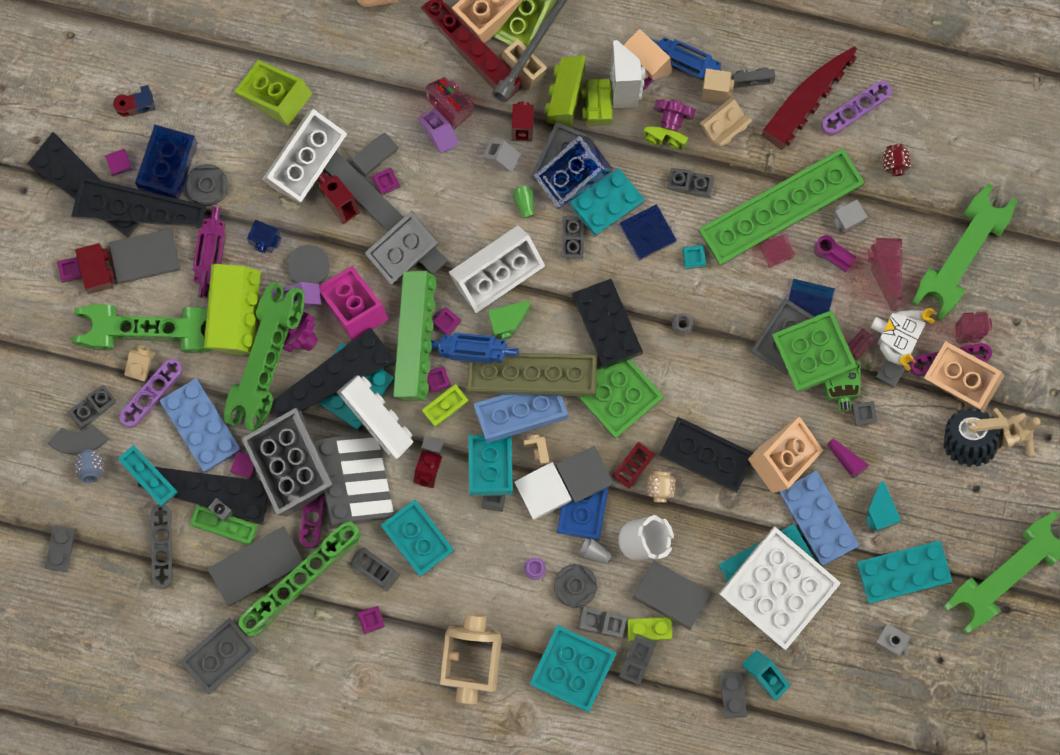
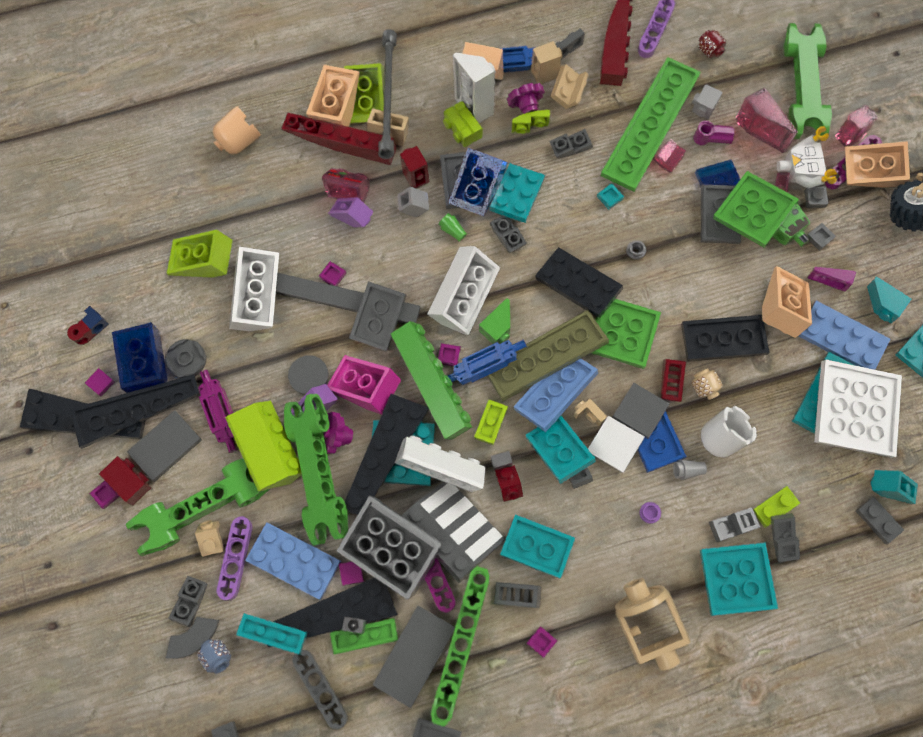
camera: 25 degrees left, 5 degrees down
(264, 237) = (257, 372): clear blue brick -> none
(338, 197) = (301, 306): dark red torso -> none
(374, 153) = (310, 258): dark grey slope -> none
(438, 380) = (472, 404): magenta tile -> none
(565, 90) = (433, 126): lime slope -> none
(575, 586) = (692, 507): dark grey tile -> none
(648, 232) = (562, 198): clear blue tile -> none
(671, 595) = (775, 467): dark grey tile -> none

